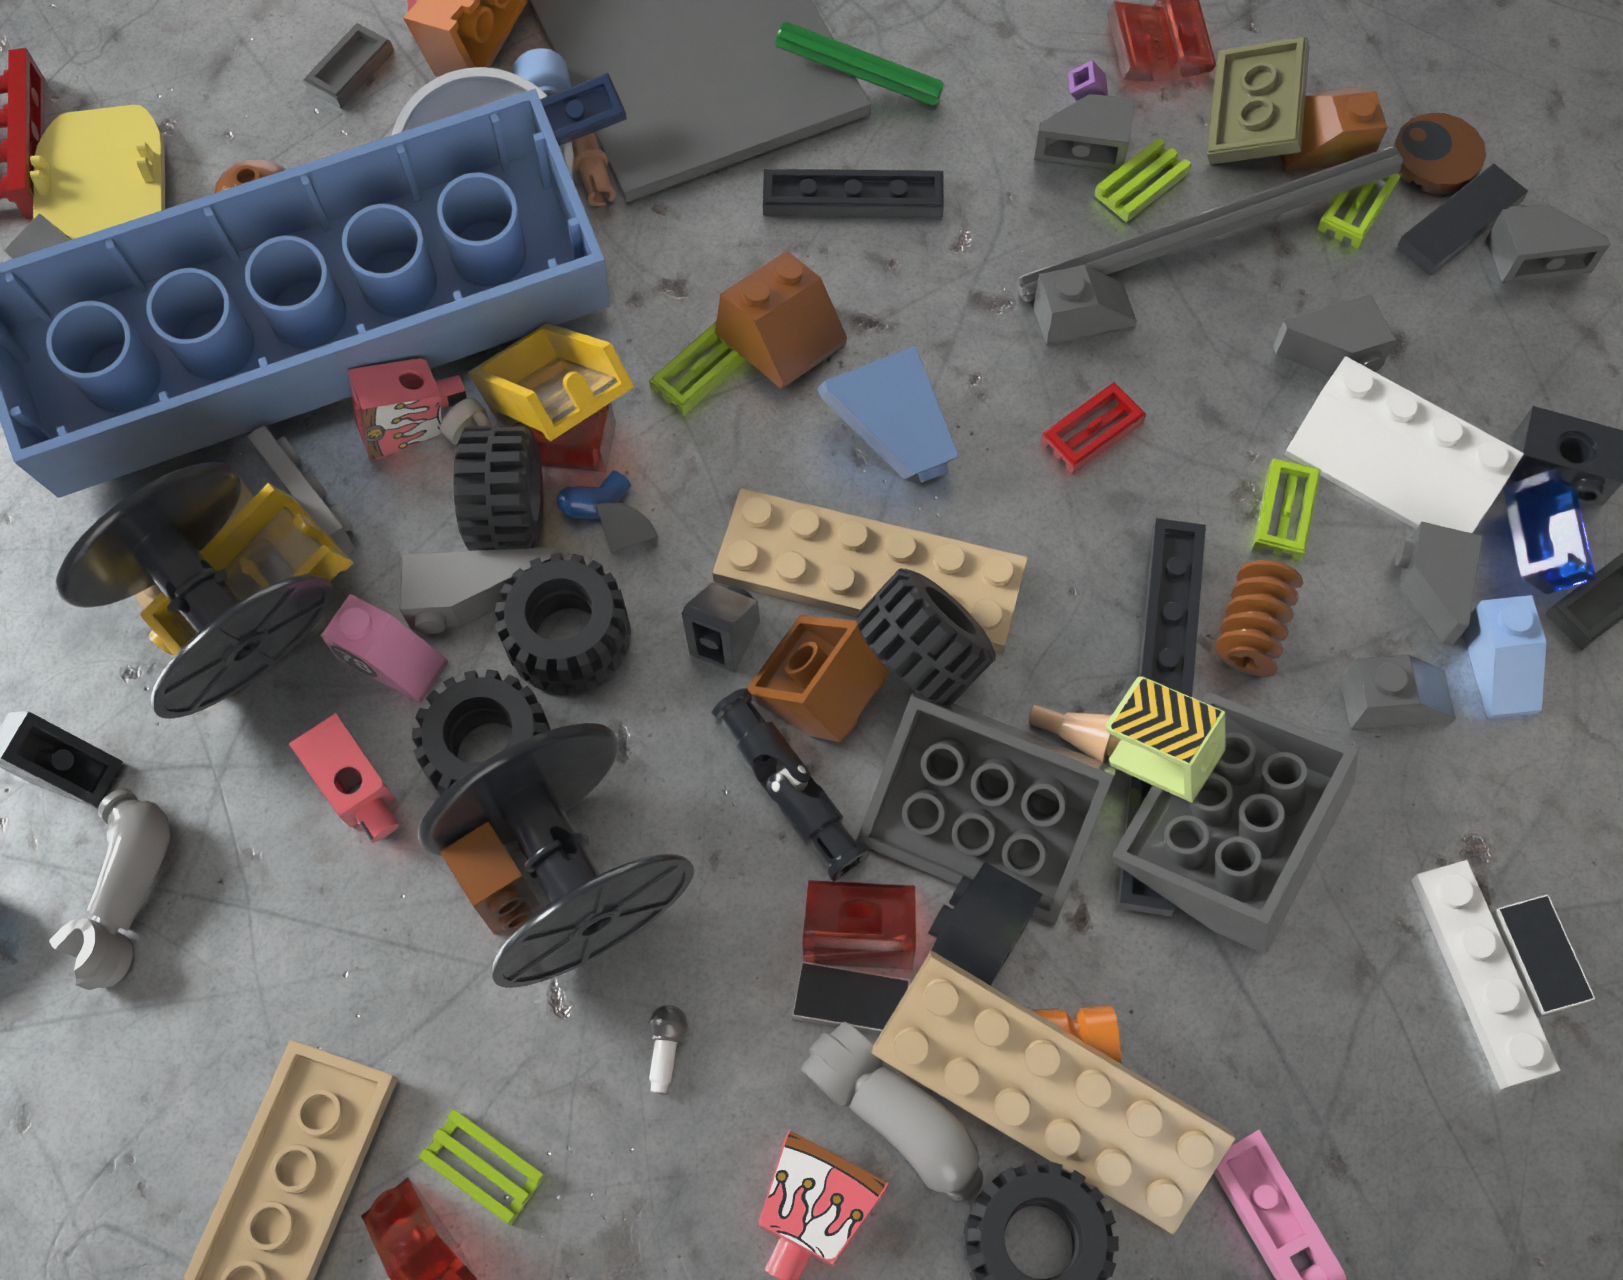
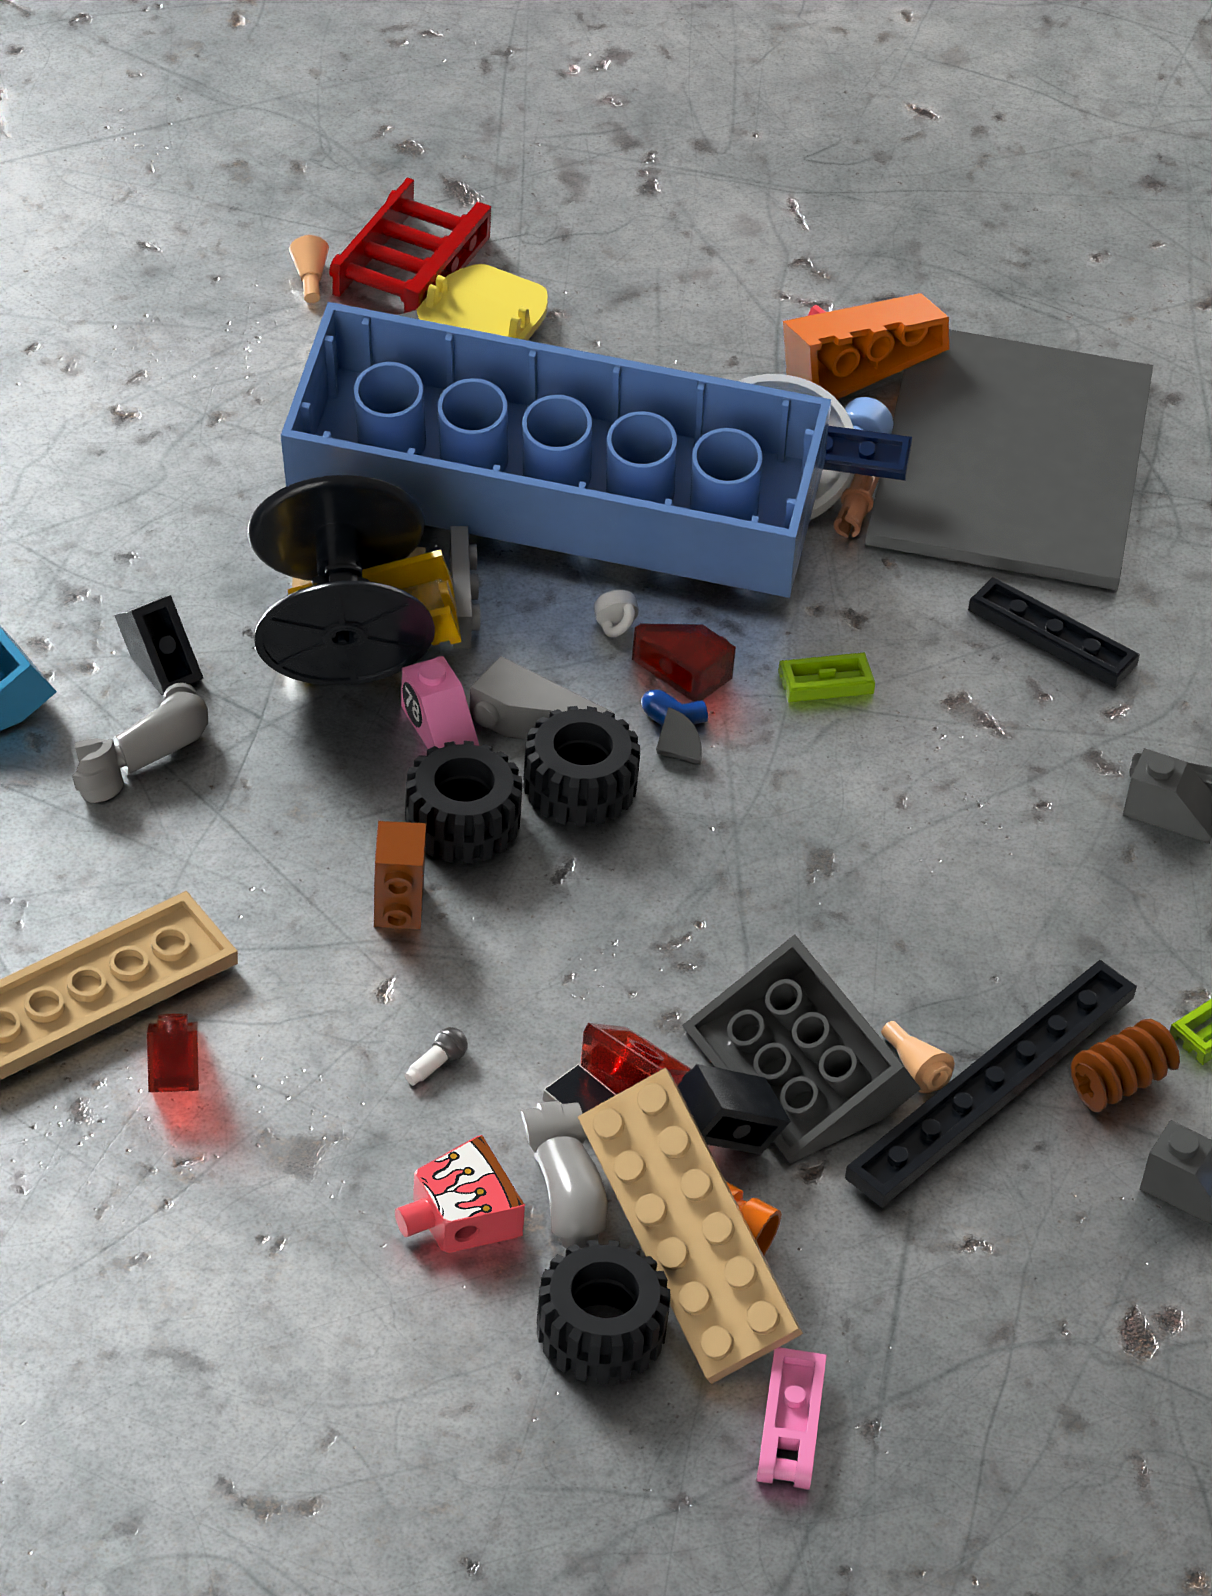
camera: 30 degrees right, 20 degrees down
(337, 766) = (350, 772): coral torso -> none
(348, 65) = (725, 344): dark grey tile -> none
(400, 404) = (576, 568): coral torso -> none
(444, 1138) = (243, 1017): lime tile -> none
(498, 487) = (604, 650): black tyre -> none
(525, 801) = (460, 905): black piece -> none
(552, 379) = (698, 603): yellow door -> none
(720, 625) = (695, 831): black slope -> none
(780, 319) = (914, 672): dark orange slope -> none
(793, 788) = (663, 958): black piece -> none
(819, 677) = (747, 910): dark orange slope -> none
(846, 559) = (846, 873): tan plate -> none
(859, 63) = (1132, 546): green axle -> none
(895, 413) = (946, 772): medium blue slope -> none
(925, 637) = (839, 909): black tyre -> none
(1065, 450) = (1099, 884): red tile -> none
(1166, 738) = (972, 1061): piece -> none
(1251, 829) = (987, 1168): dark grey slope -> none
(1484, 975) = (1097, 1389): white plate -> none
(1542, 955) = (1156, 1406): black tile -> none

